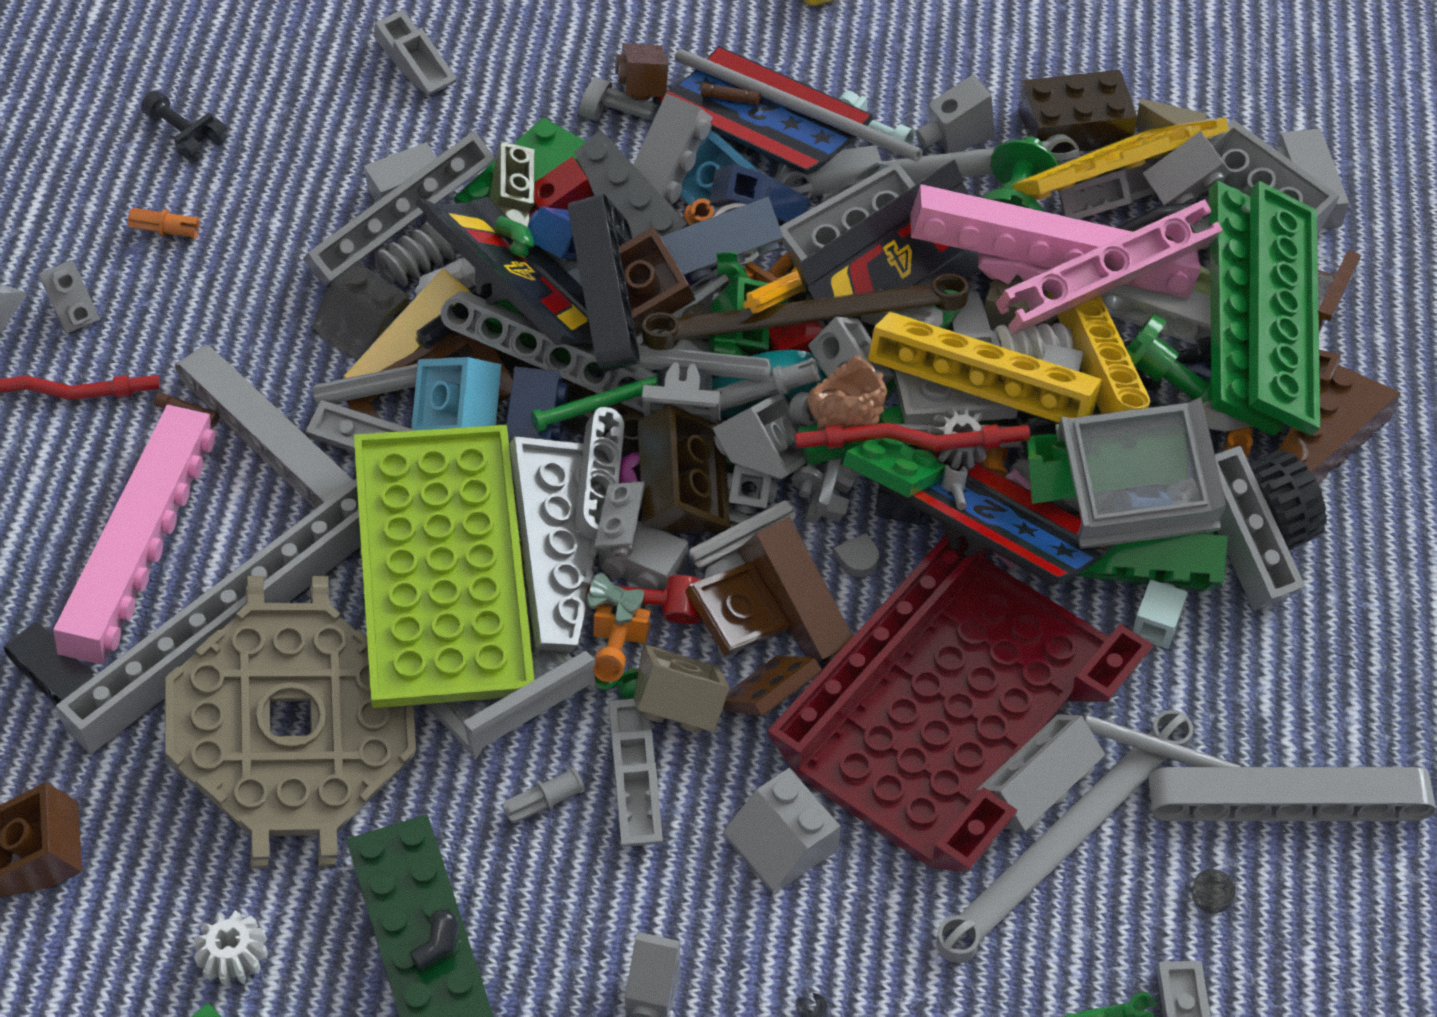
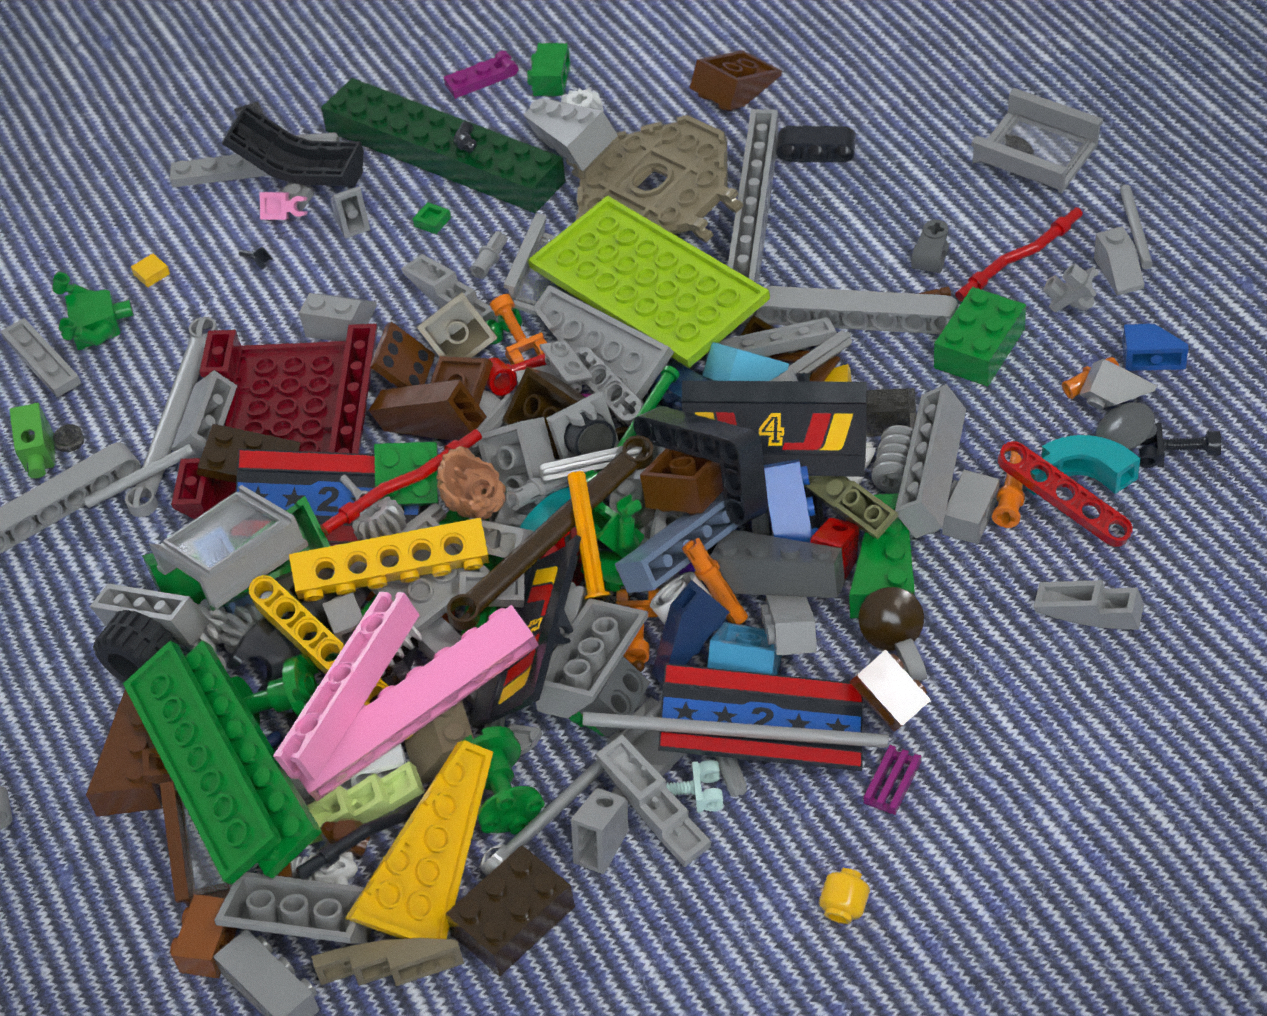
camera: 150 degrees right, 5 degrees down
(87, 210) = (1152, 348): none -> blue slope
(117, 442) = (931, 248): none -> dark grey piece
(134, 536) = (853, 209): bright pink brick -> none
(166, 187) = (1111, 385): none -> light grey slope
(202, 310) = (979, 336): none -> green brick
(205, 152) = (1128, 424): none -> dark grey dish
(275, 164) = (1091, 457): none -> teal arch
(302, 860) = (571, 129): none -> light grey wedge
(330, 125) = (1072, 507): none -> red beam
(344, 179) = (1009, 499): none -> orange pin
(518, 233) = (799, 449): green arm -> none
(556, 917) = (431, 218): none -> green tile
(574, 121) = (890, 617): none -> dark brown dish
(627, 601) = (527, 348): sand green piece -> none
(699, 37) = (901, 758): none -> magenta tile
(731, 94) = (800, 715): reddish brown wheel -> none
(903, 107) = (652, 800): none -> light grey slope
(1031, 652) = (222, 445): none -> dark brown plate
(1187, 171) = (352, 866): light grey brick -> none
(1272, 869) = (34, 450): none -> bright green torso
(1350, 230) = (200, 938): none -> dark orange brick

